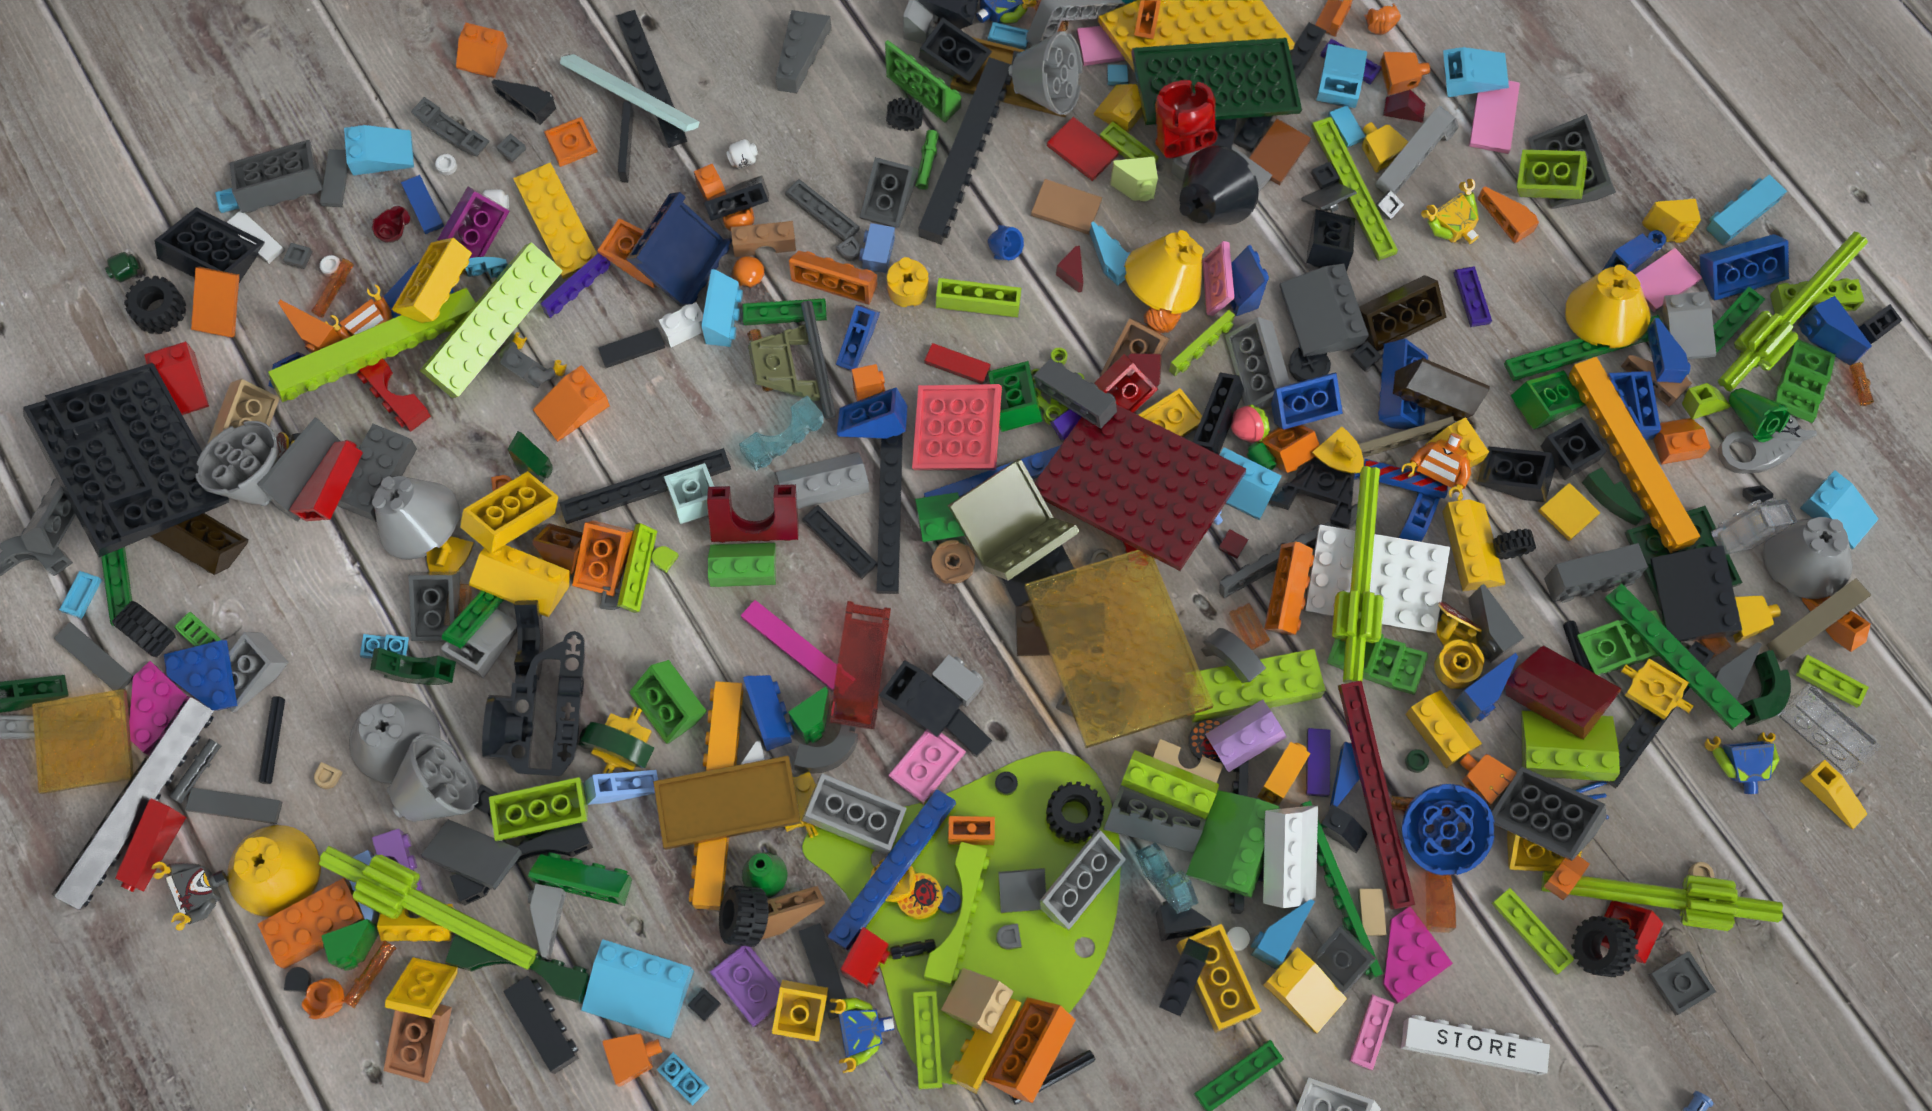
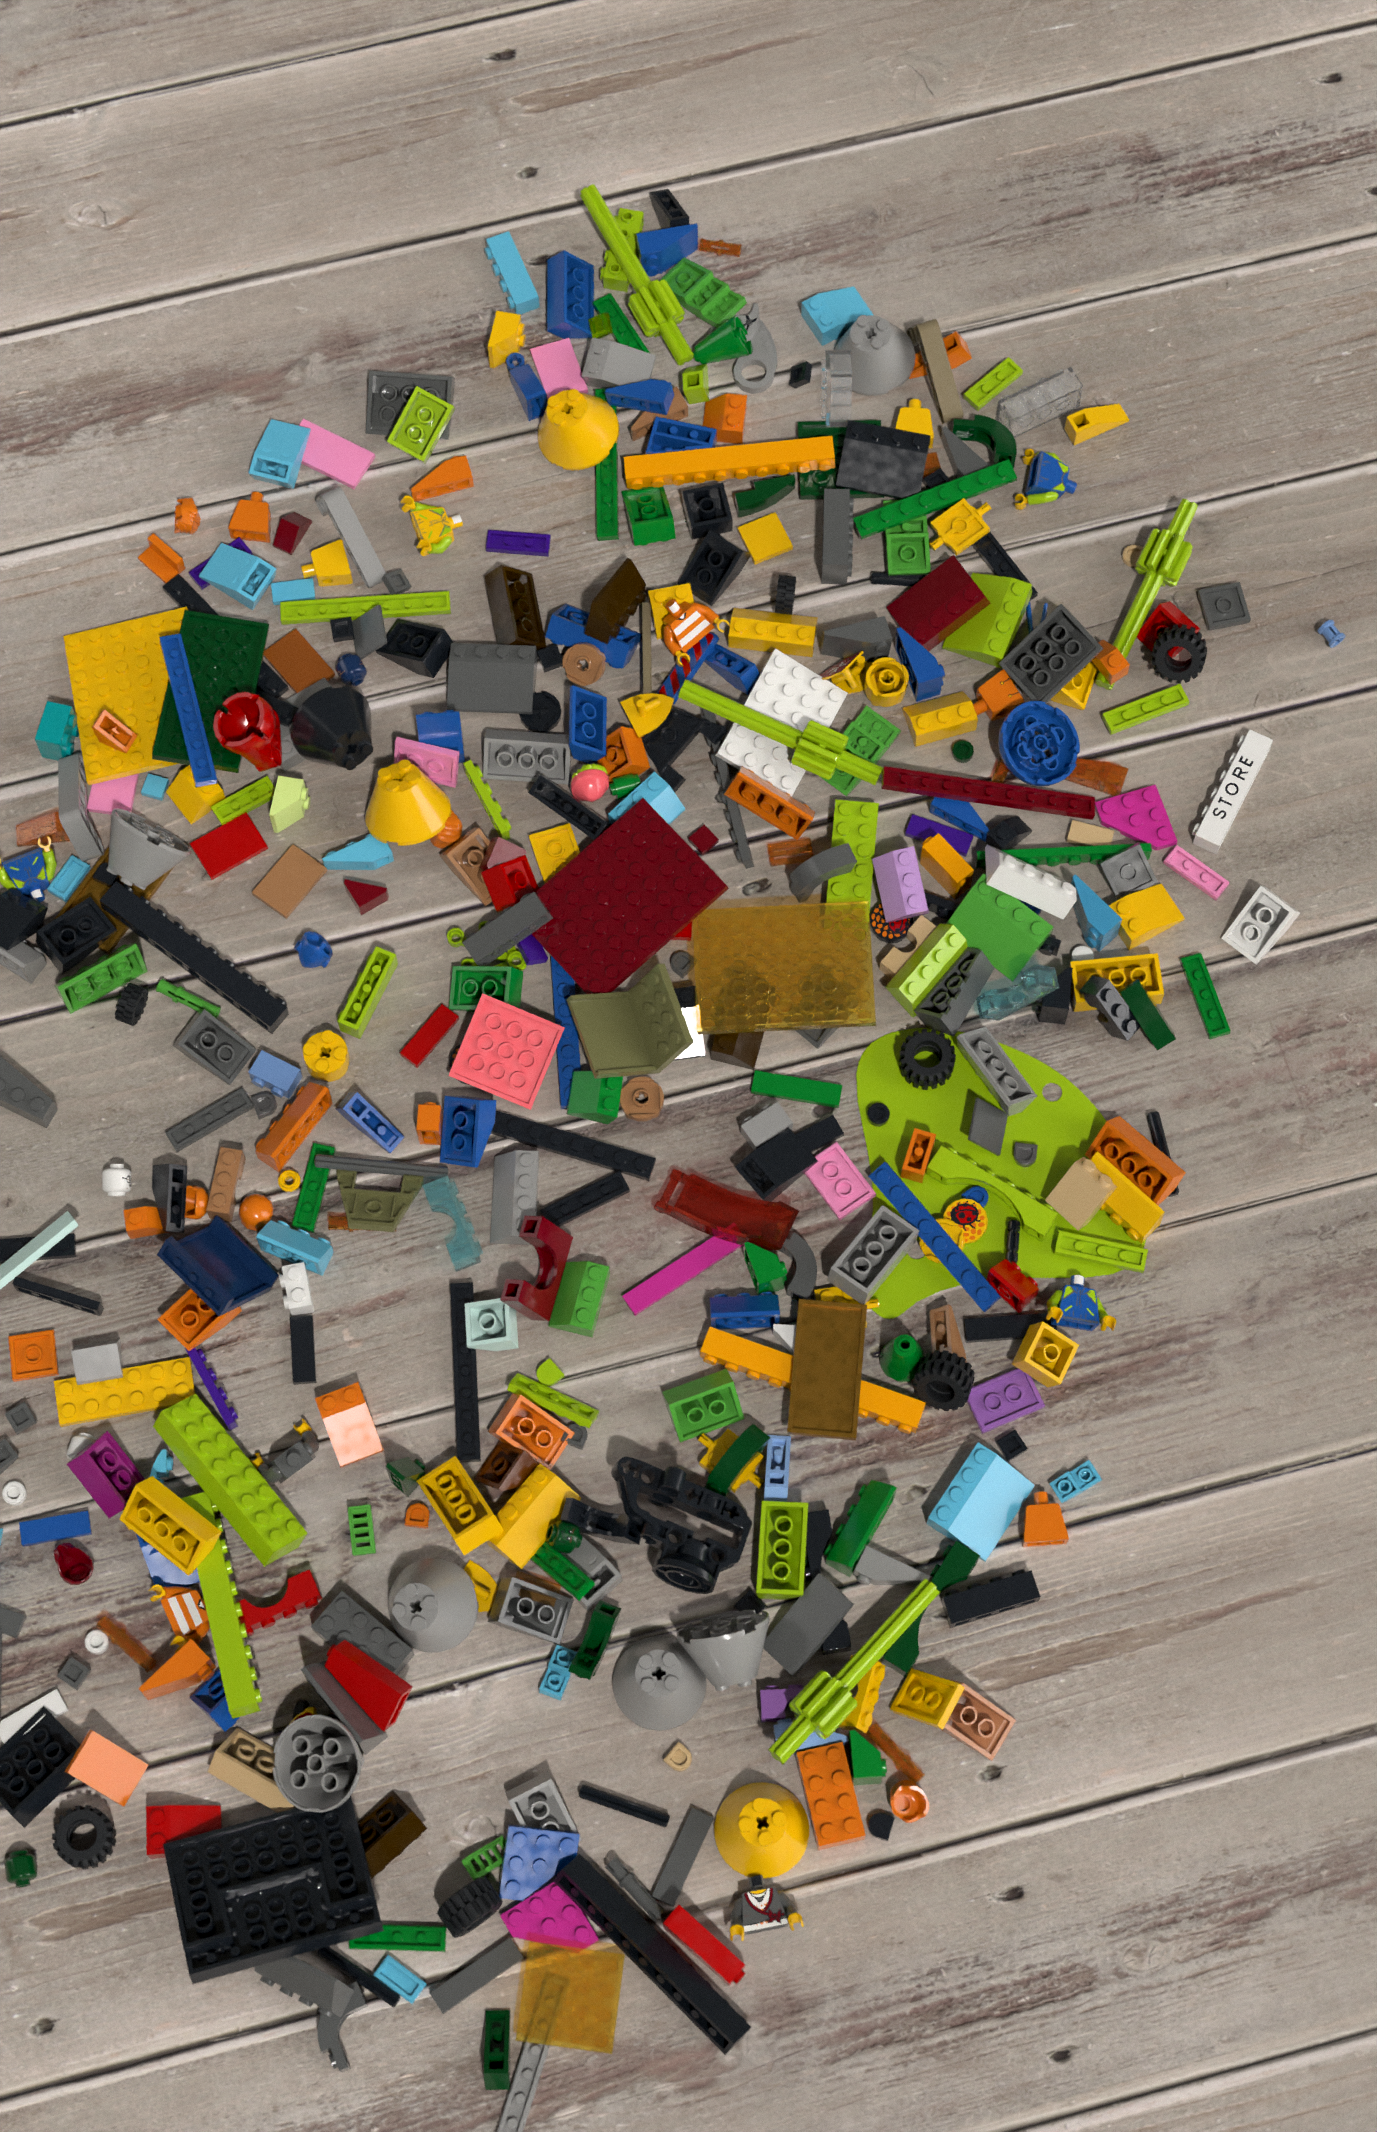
camera: 70 degrees left, 0 degrees up
(73, 567) = (359, 1975): none -> black axle
(487, 447) = (357, 1510): none -> bright green slope
(502, 610) = (563, 1536): none -> dark green head
(575, 187) = (97, 1361): none -> light grey slope
(784, 284) = (289, 1174): none -> yellow plate
(1008, 700) = (796, 1089): none -> green tile
(1185, 63) = (188, 710): none -> blue plate
(1191, 1019) = (1147, 1014): none -> dark green slope
(1288, 193) = (351, 669): none -> dark blue head
(1376, 392) = (594, 658): none -> medium nougat plate
(1726, 300) = (600, 326): none -> clear neon green tile

